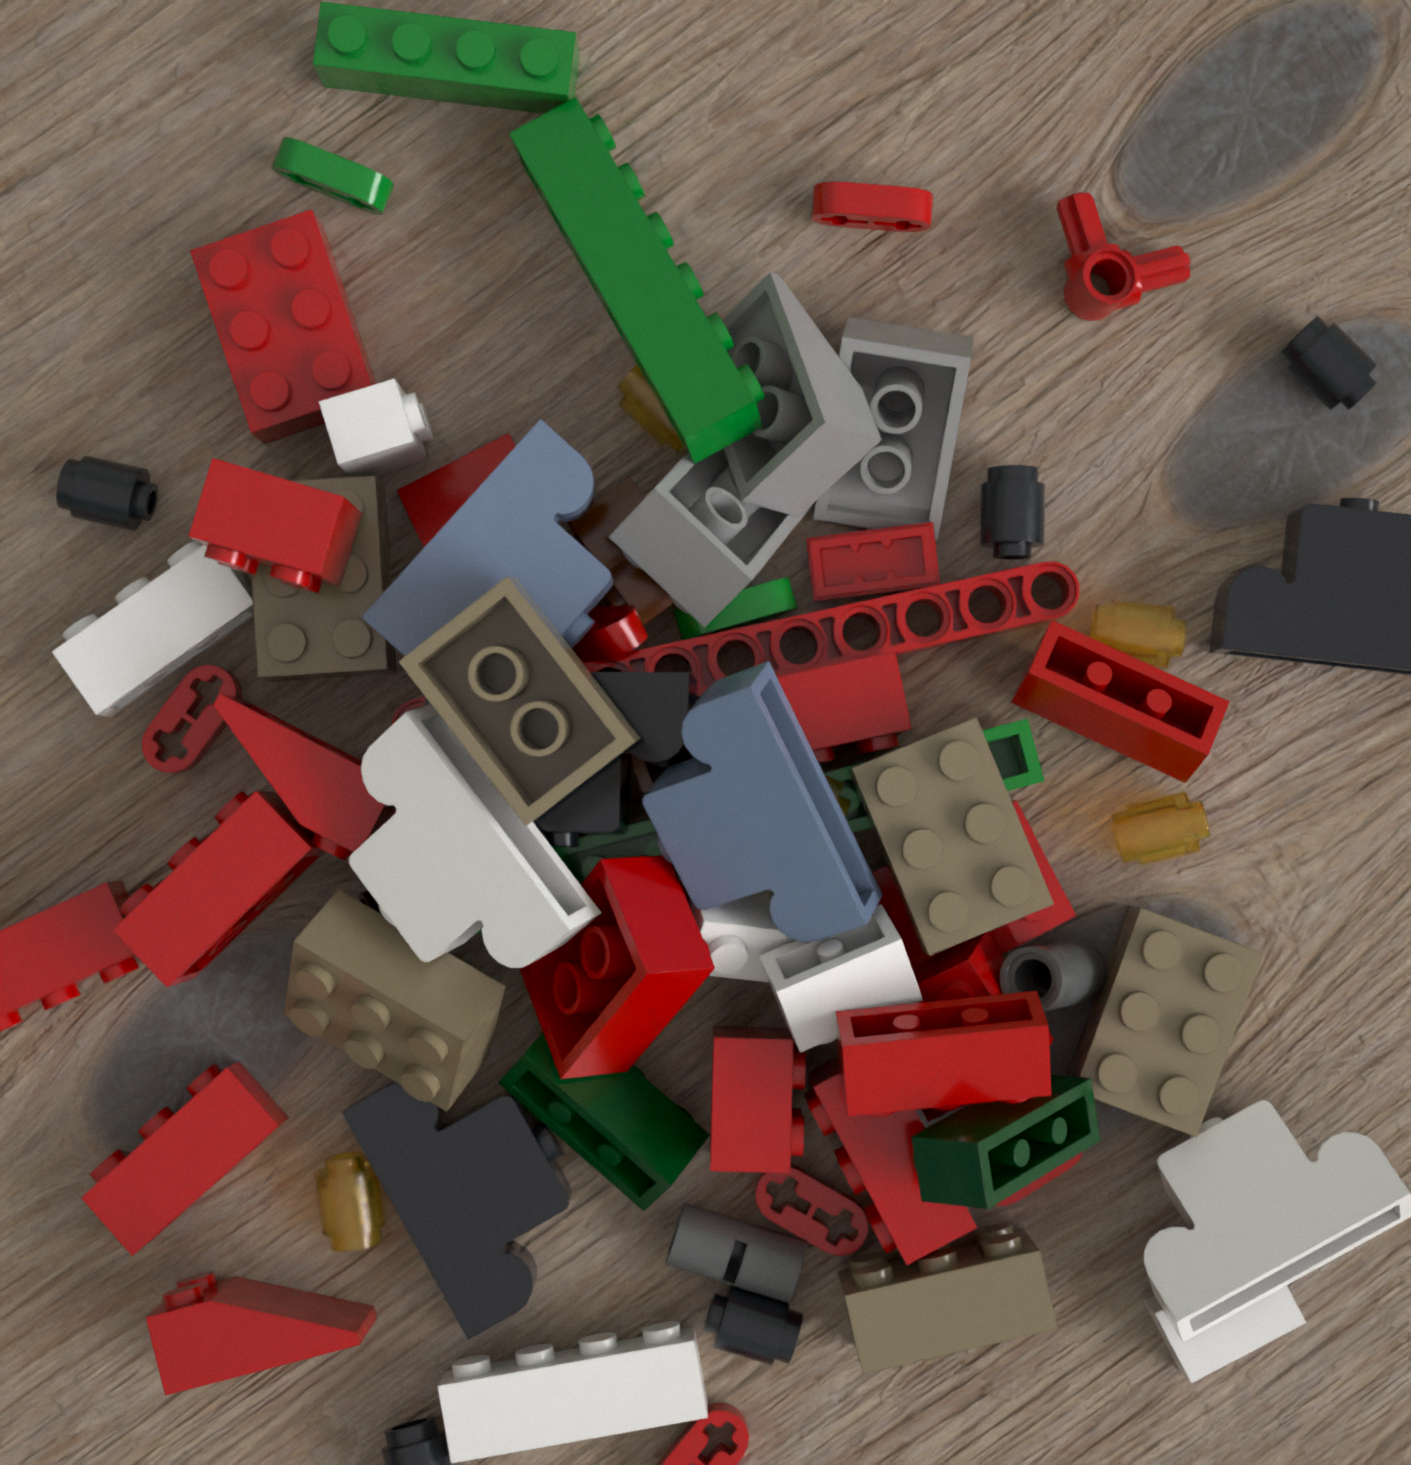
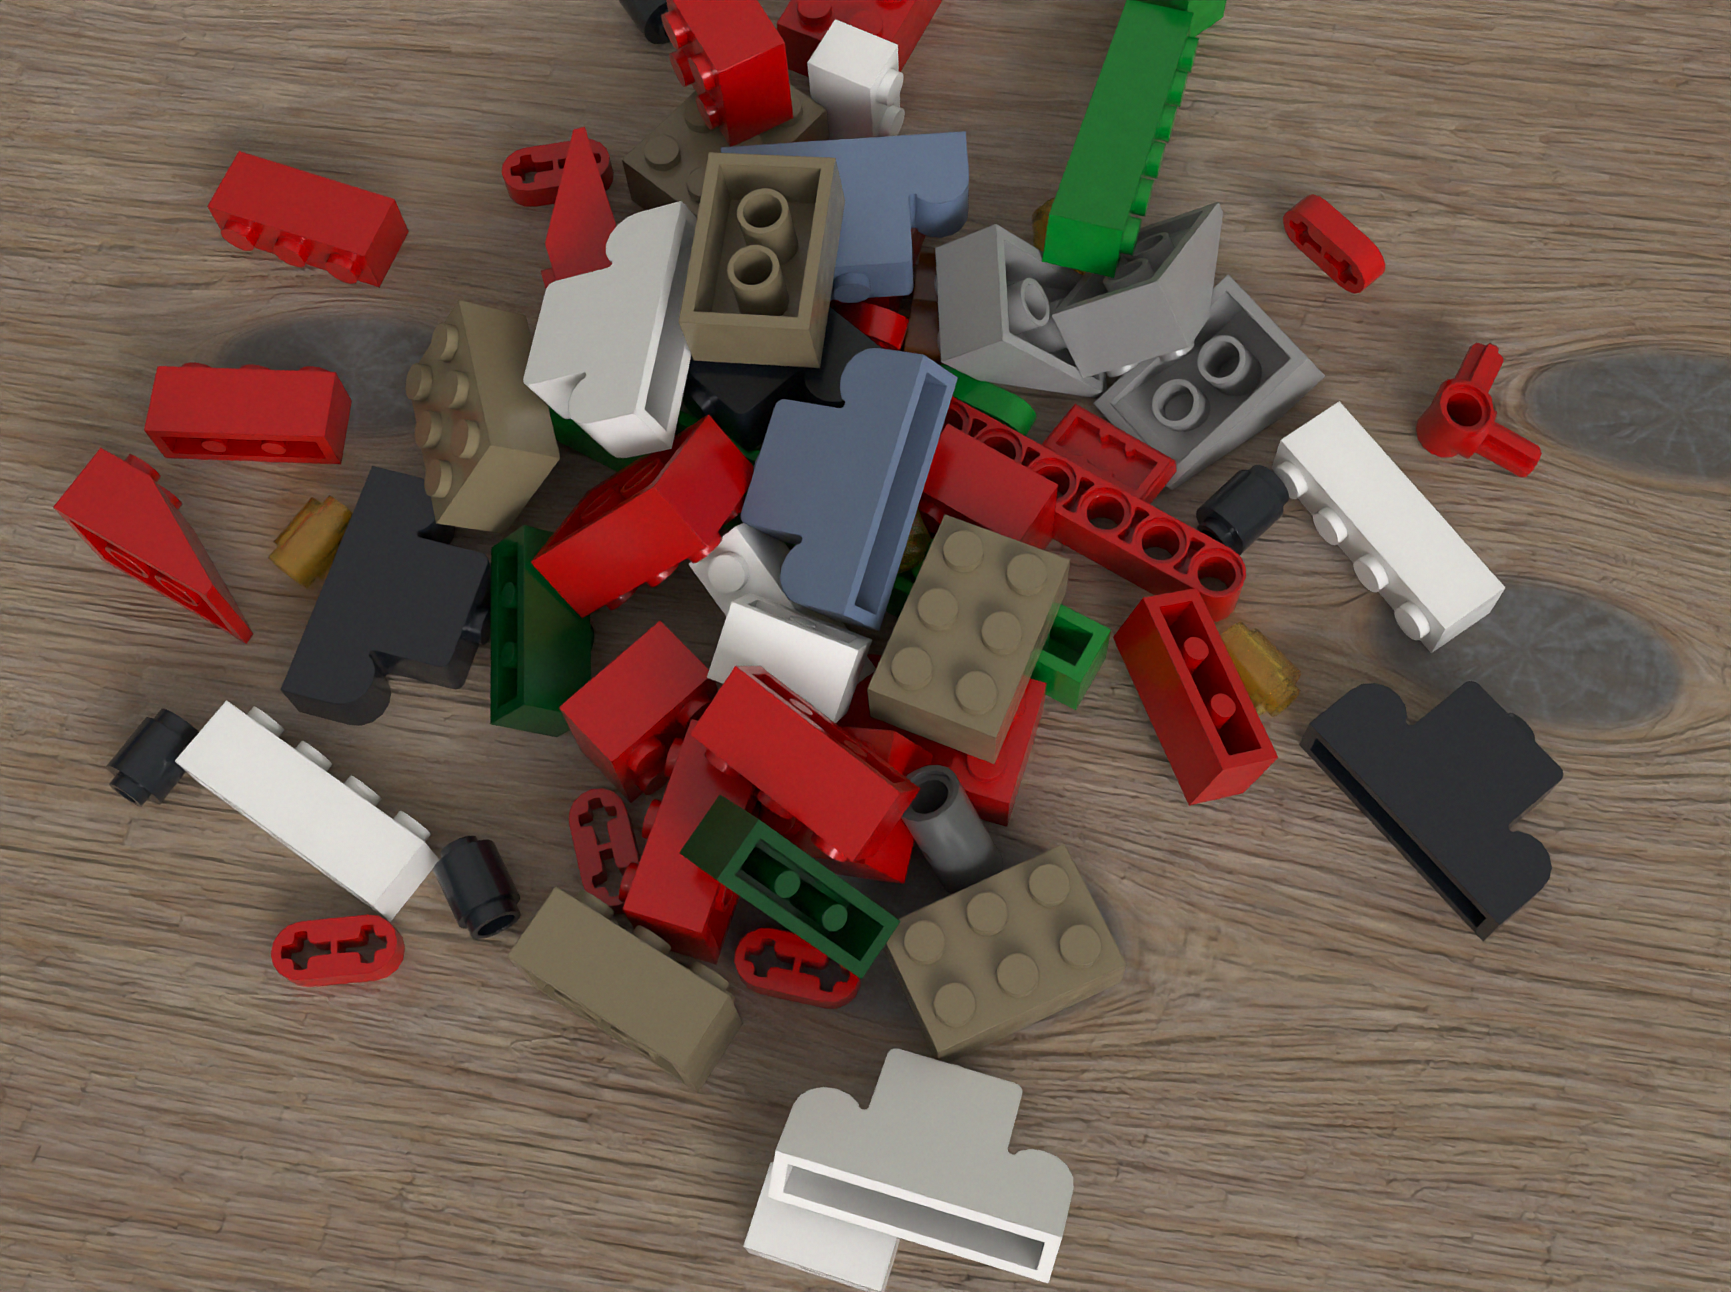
camera: 50 degrees right, 20 degrees down
(154, 629) = (609, 95): white brick -> none
(217, 887) = (433, 253): red brick -> none
(736, 1252) = (521, 823): dark grey pin -> none
(1127, 426) = (1385, 528): none -> white brick
(1159, 829) = (1136, 821): clear yellow brick -> none
(1330, 364) = (1585, 615): black brick -> none

